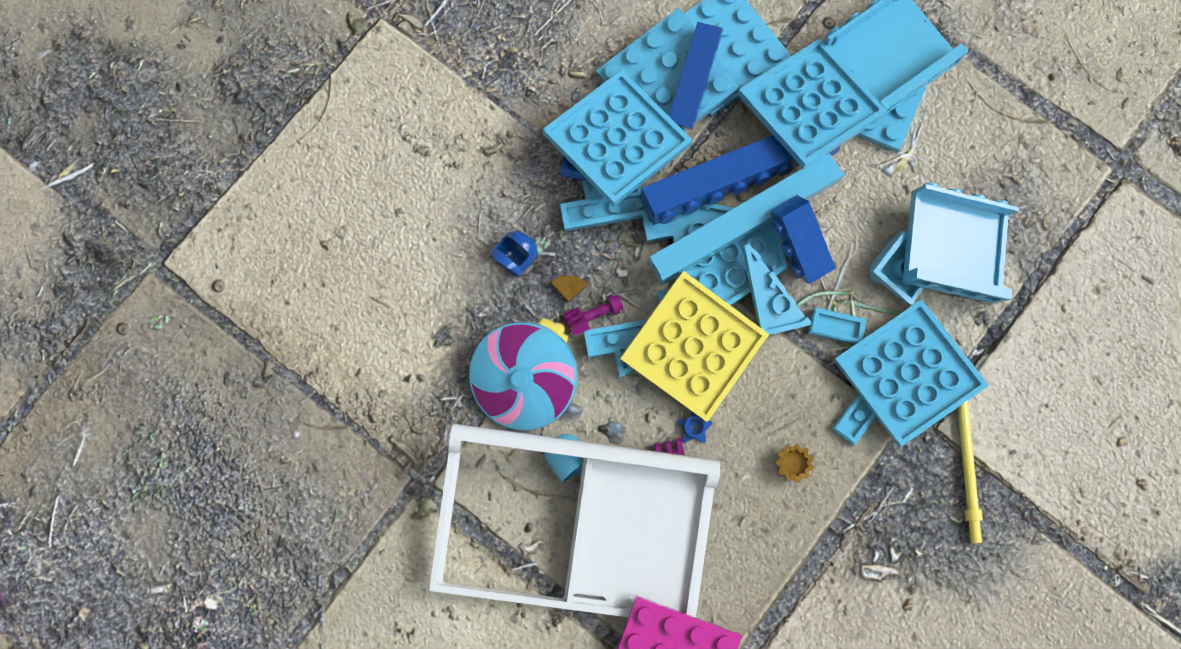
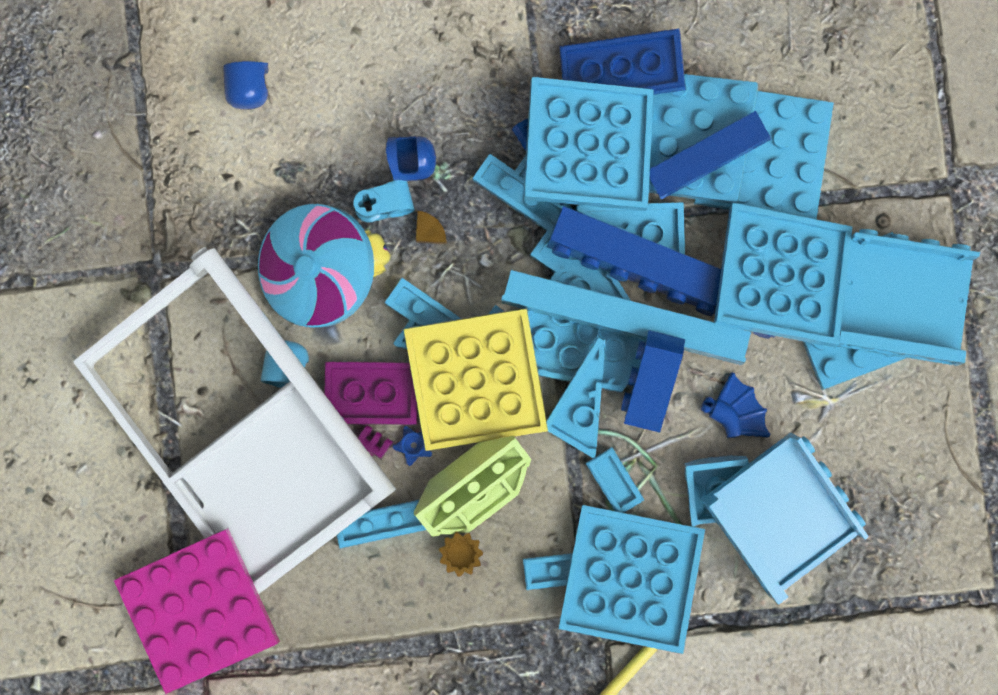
camera: 55 degrees right, 5 degrees up
(363, 308) = (245, 84): none -> blue helmet
(526, 292) = (386, 200): none -> medium azure piece
(578, 321) = (406, 264): magenta hinge -> none
(592, 64) = (629, 61): none -> blue tile
(638, 417) = (372, 392): none -> magenta plate
(705, 146) = (659, 223): none -> medium azure wing
(729, 491) = (381, 524): none -> medium azure tile
(759, 412) = (473, 487): none -> yellowish green wedge
(863, 212) = (737, 410): none -> blue arm

